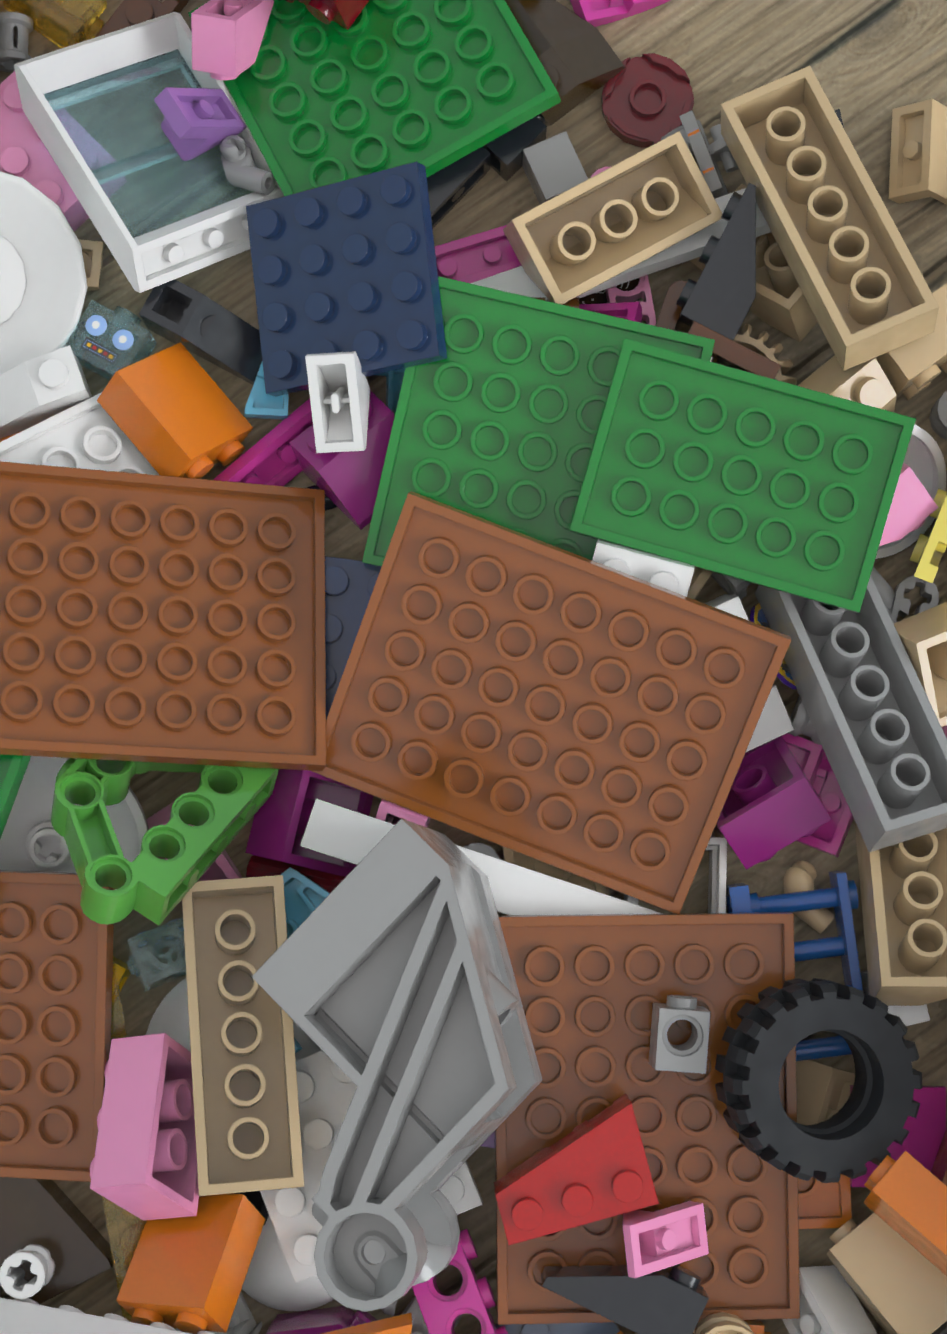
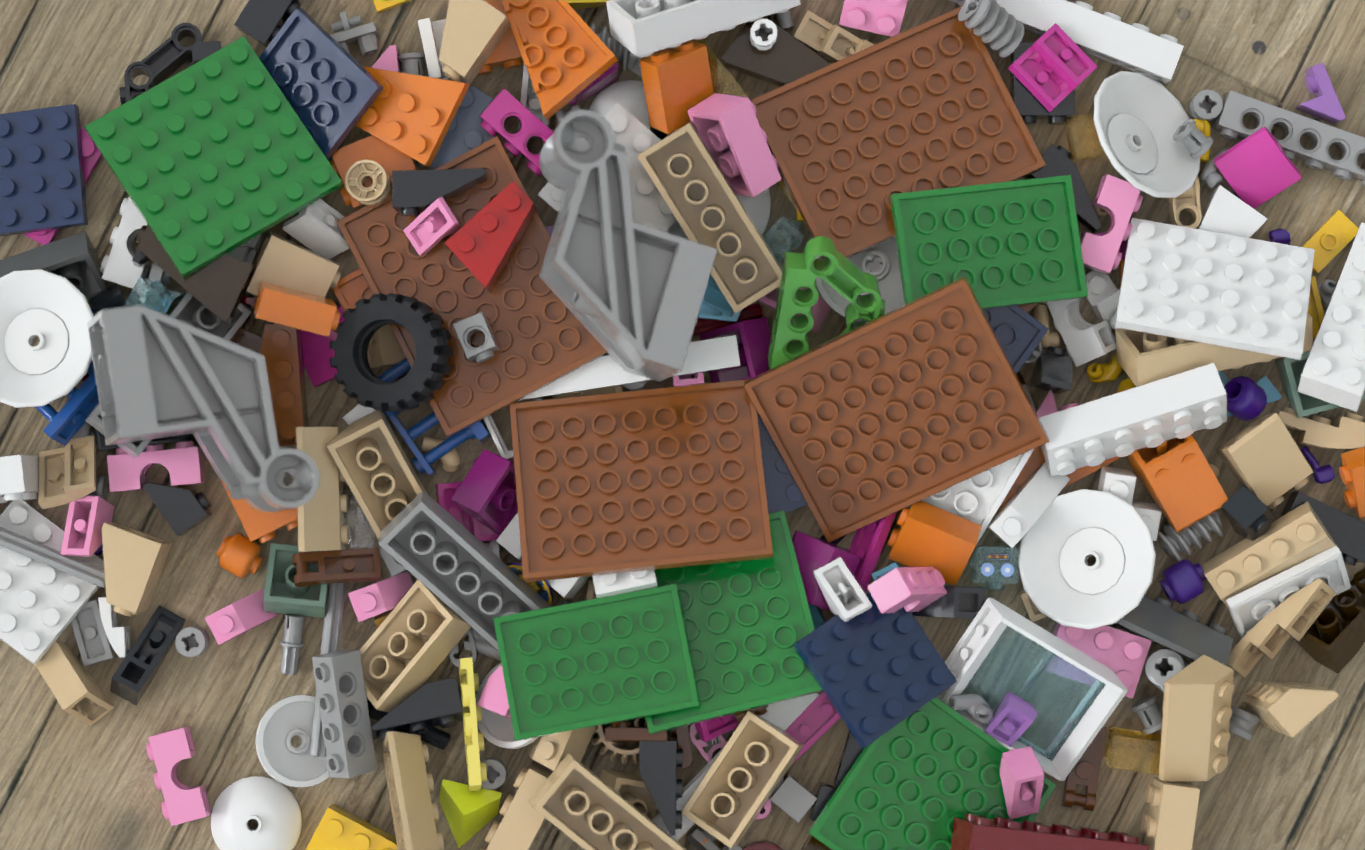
camera: 150 degrees right, 5 degrees up
(245, 356) = (907, 588): none -> bright pink arch

